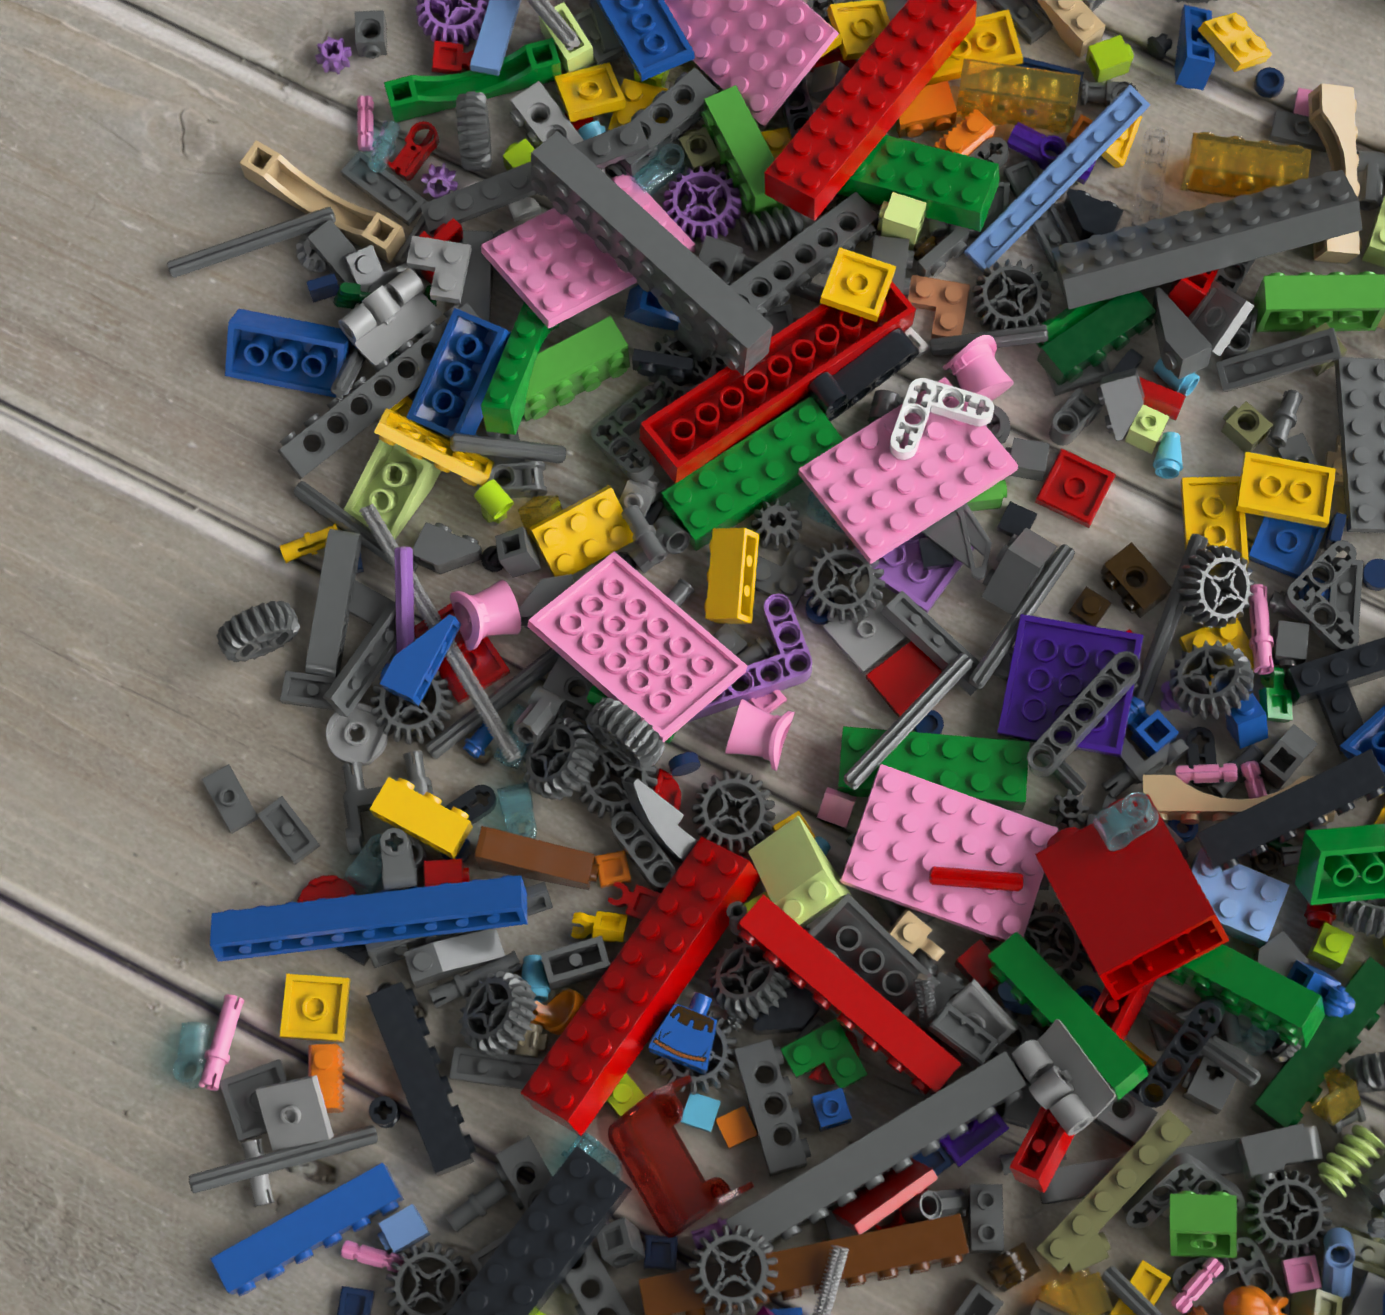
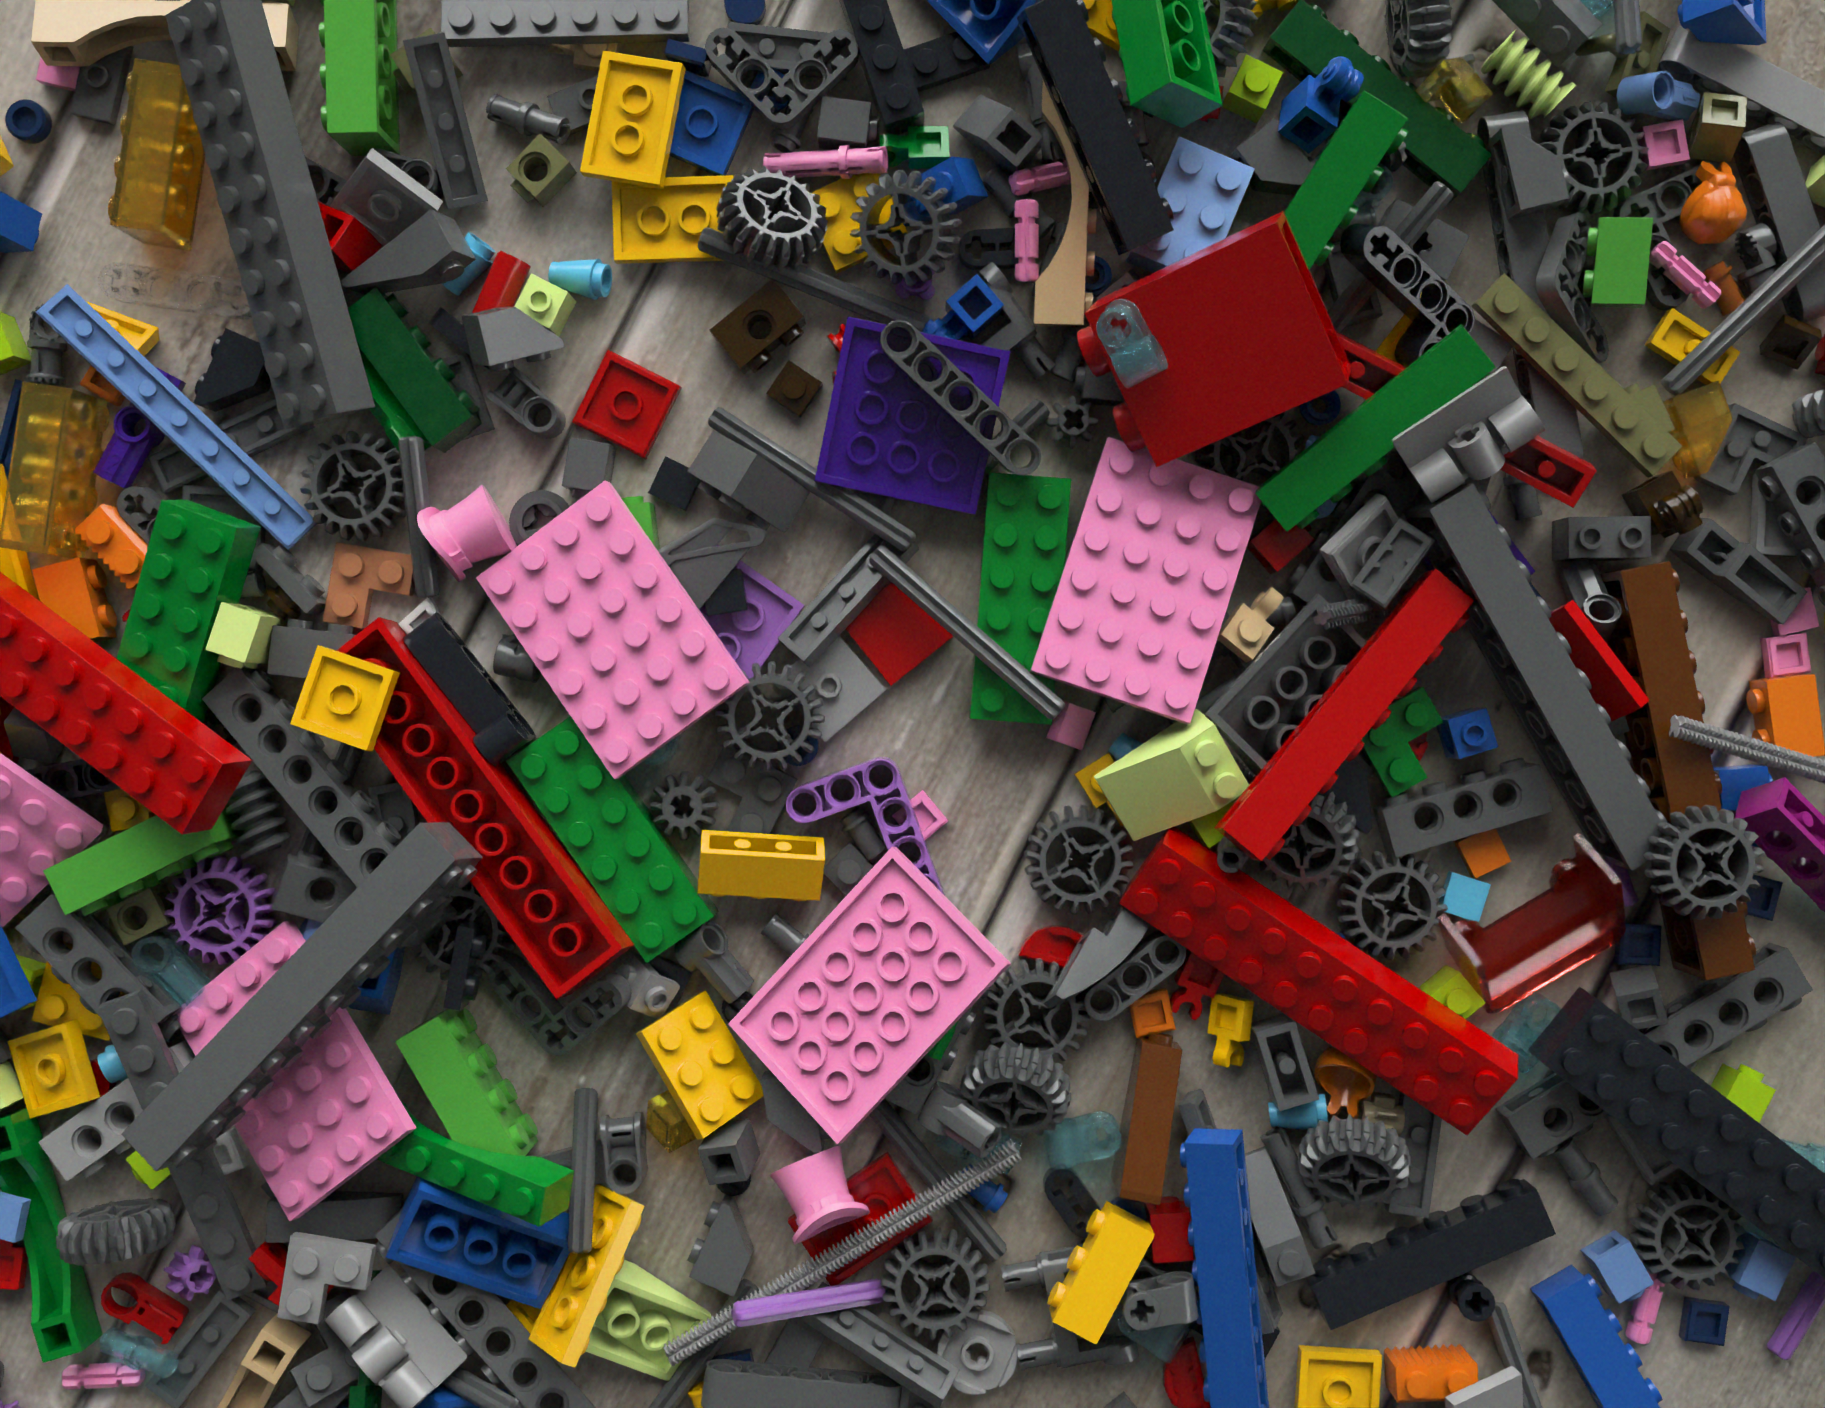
camera: 100 degrees left, 15 degrees up
(417, 664) = (899, 1289): blue slope -> none
(493, 502) = (661, 1189): lime piece -> none
(625, 734) = (996, 1012): dark grey gear -> none
(644, 534) = (706, 985): dark grey pin -> none
(684, 764) = (1014, 924): dark blue tile -> none
(687, 1035) = (1387, 920): blue torso -> none
(759, 733) = (978, 828): bright pink hat -> none
(931, 723) = (961, 598): dark blue tile -> none
(933, 403) = (519, 593): white beam -> none
(976, 878) = (1187, 545): red axle -> none

